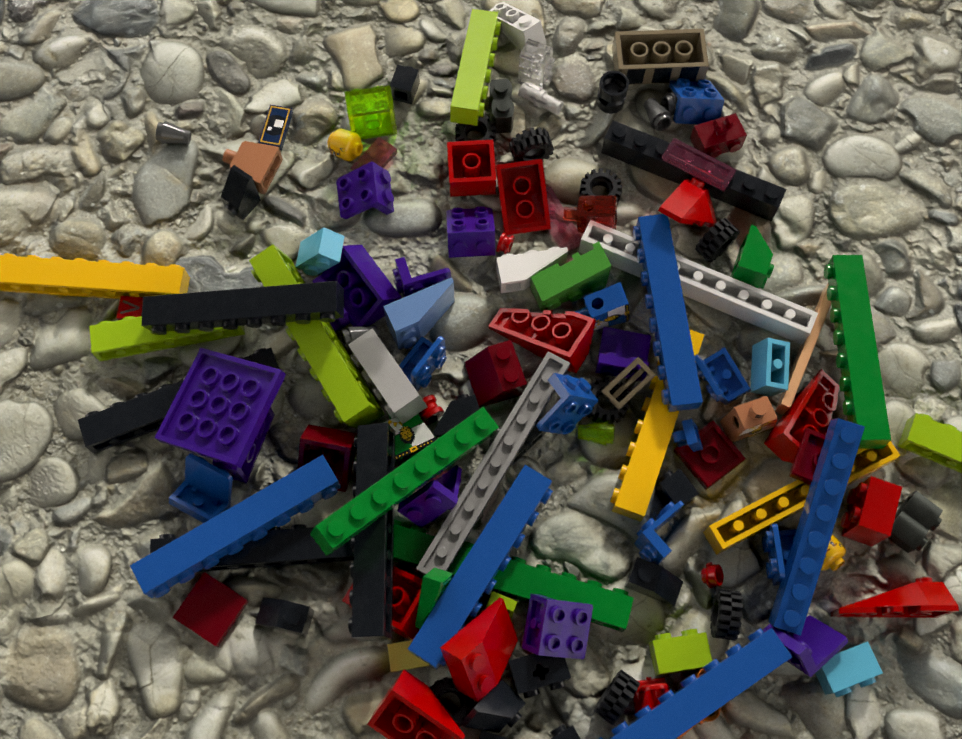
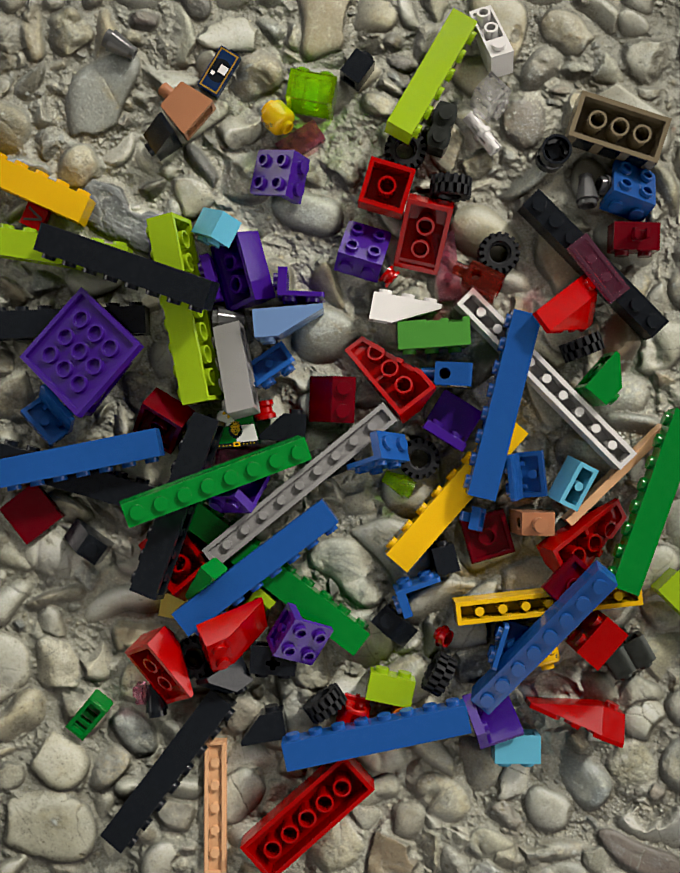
camera: 20 degrees right, 20 degrees up
(644, 368) = (459, 448): dark tan tile -> none

